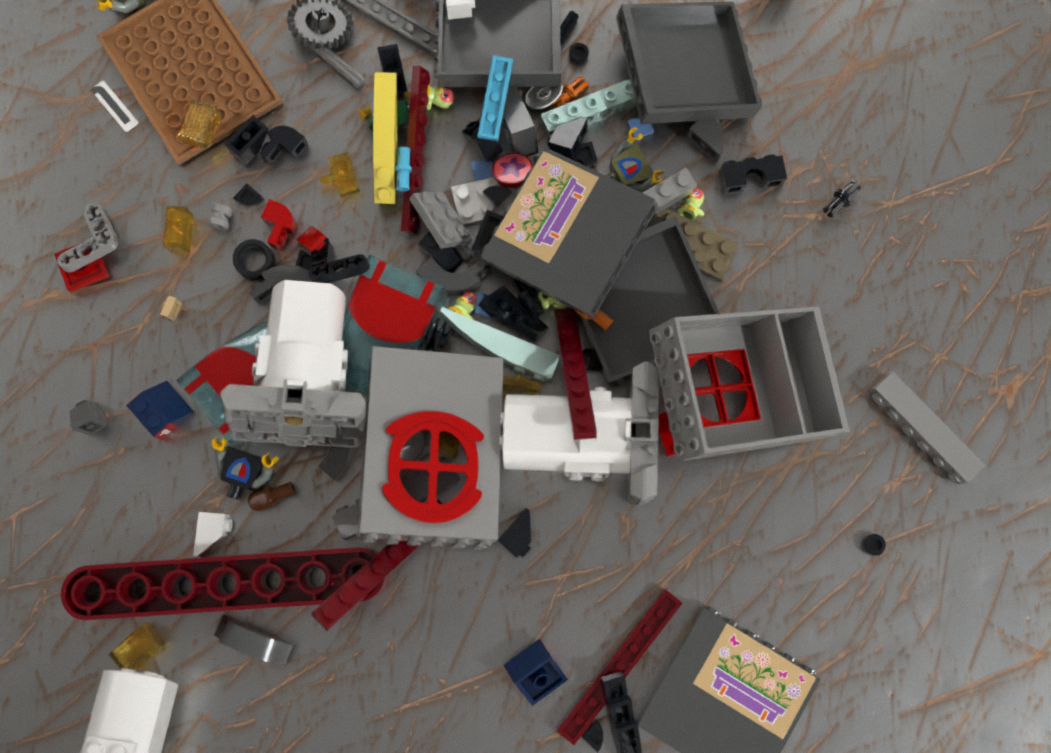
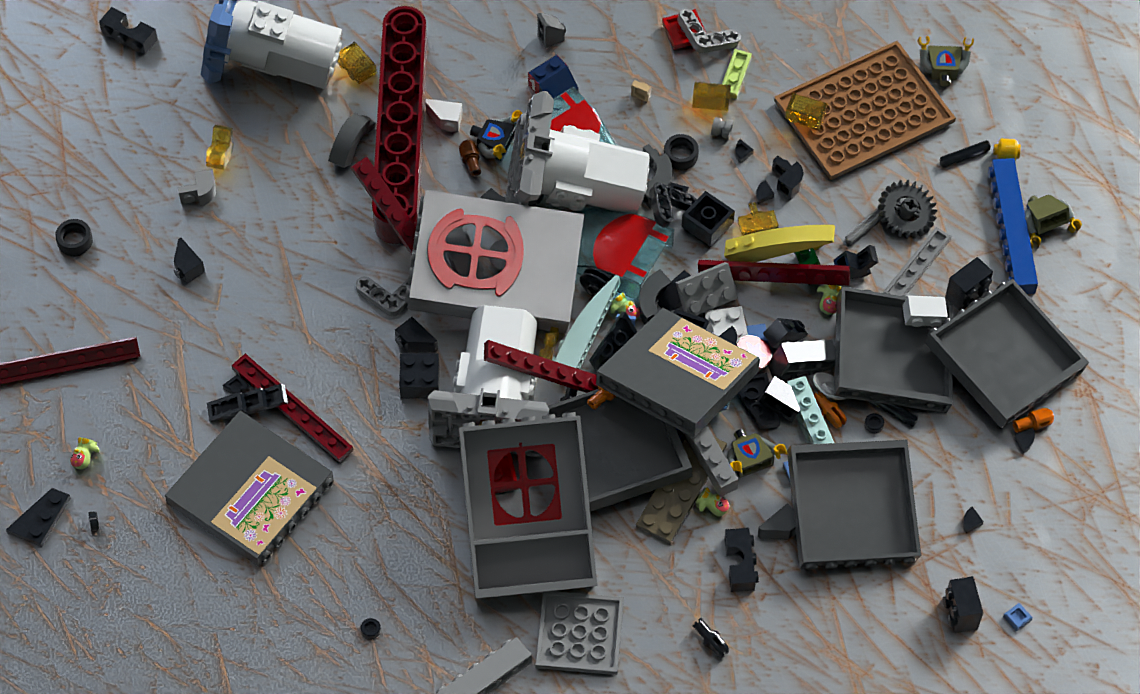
camera: 95 degrees right, 20 degrees down
(114, 106) = (832, 56): sticker -> none
(139, 207) = (736, 71): none -> yellowish green tile
(247, 140) = (789, 146): black slope -> none
(282, 220) = (715, 174): red brick -> none
(302, 170) = (764, 192): none -> black tile
(311, 239) = (691, 190): red slope -> none
(345, 223) = (708, 218): none -> black brick
(403, 168) = (751, 257): medium azure pin -> none
(466, 563) = (393, 299): none -> light grey beam
(495, 98) = (816, 331): medium azure tile -> none
(535, 672) = (295, 342): dark blue slope -> none
(569, 524) = (418, 374): none -> black brick
(858, 325) = (579, 632): none -> light grey plate

